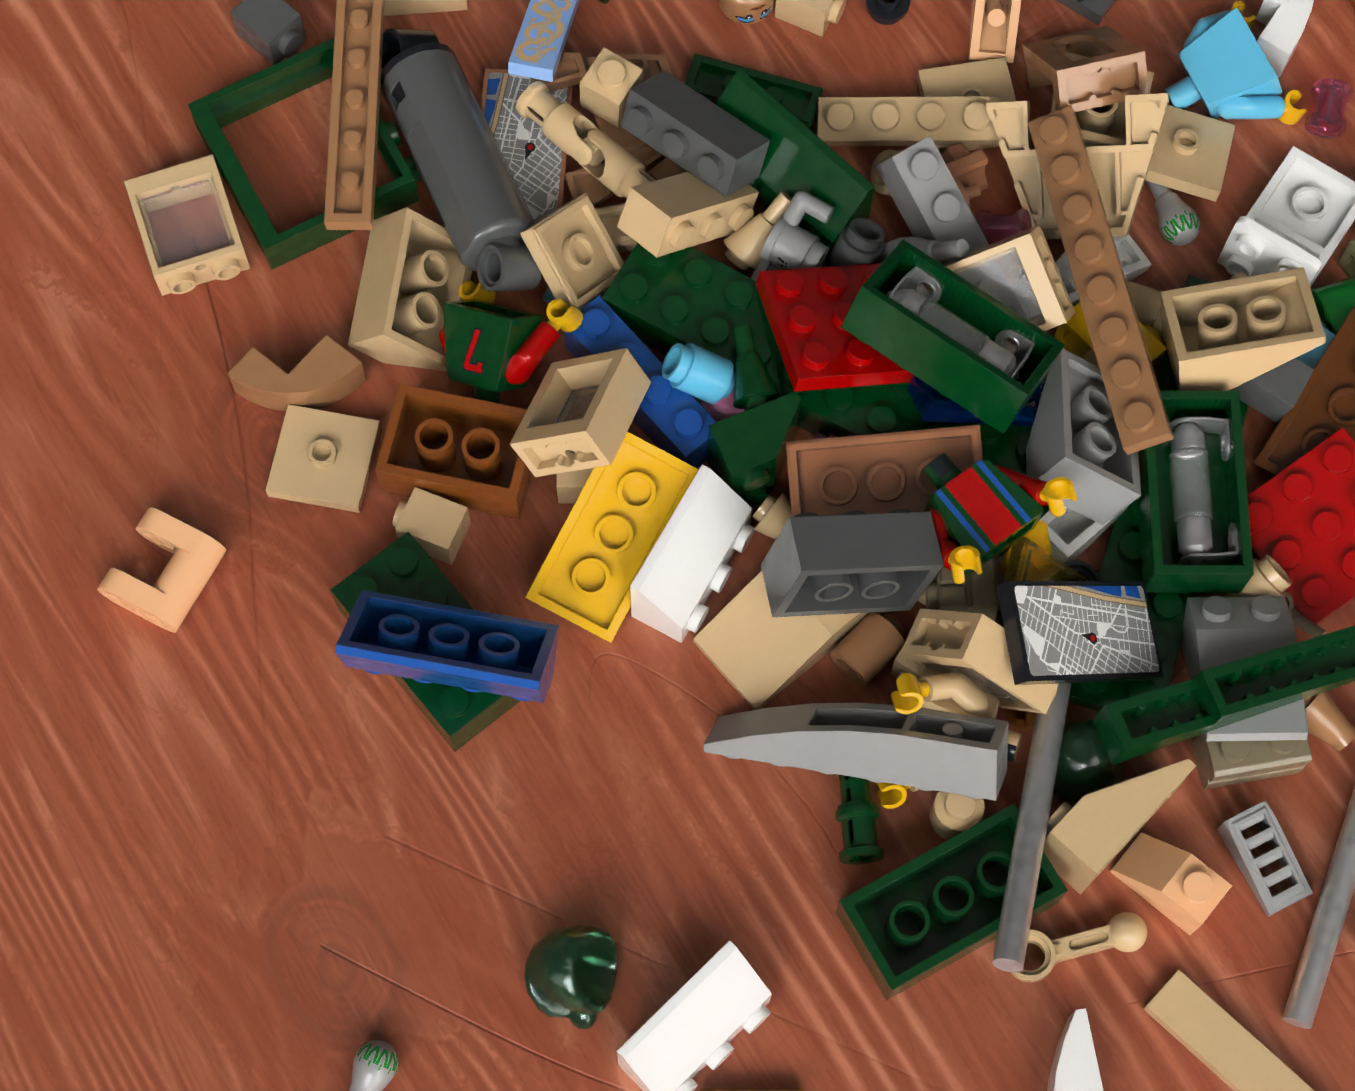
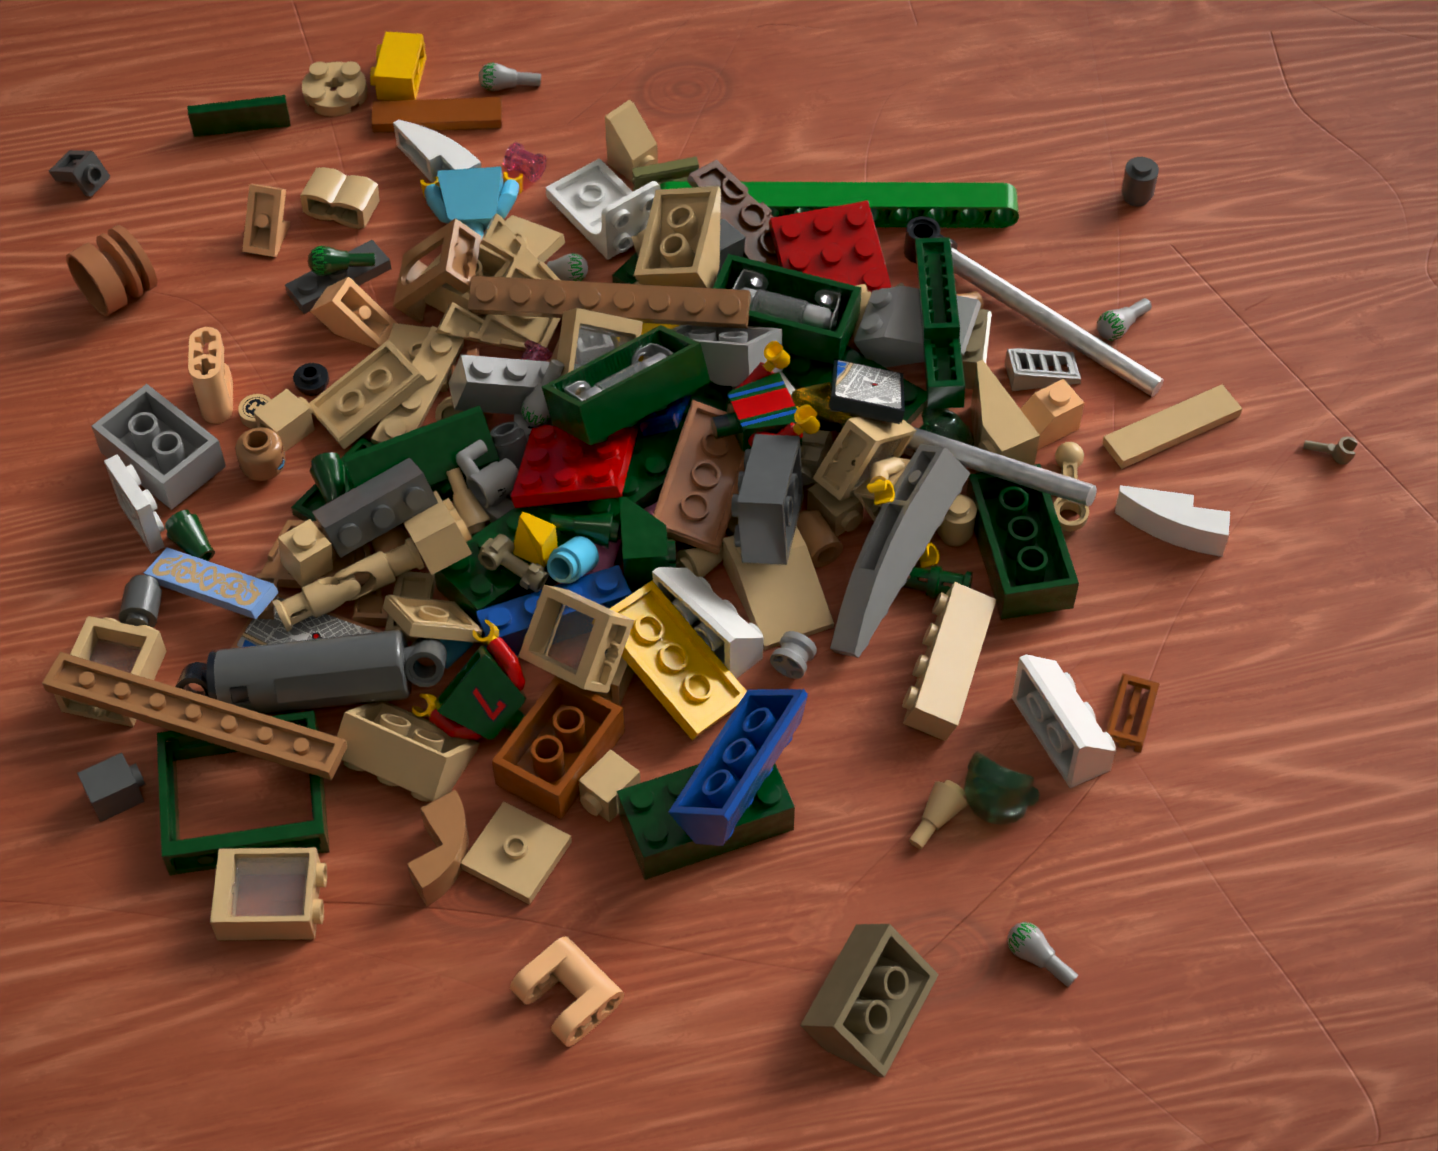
camera: 70 degrees left, 15 degrees down
(243, 902) = (870, 998): none -> dark tan slope
(527, 912) = (943, 804): none -> tan cone
(674, 286) = (500, 550): none -> dark tan bar
(684, 674) = (793, 654): none -> light grey wheel
(704, 320) = (534, 539): none -> yellow slope
(735, 862) = (949, 661): none -> tan brick
(745, 59) = (329, 475): none -> dark green cone
(877, 67) = (367, 393): none -> tan tile

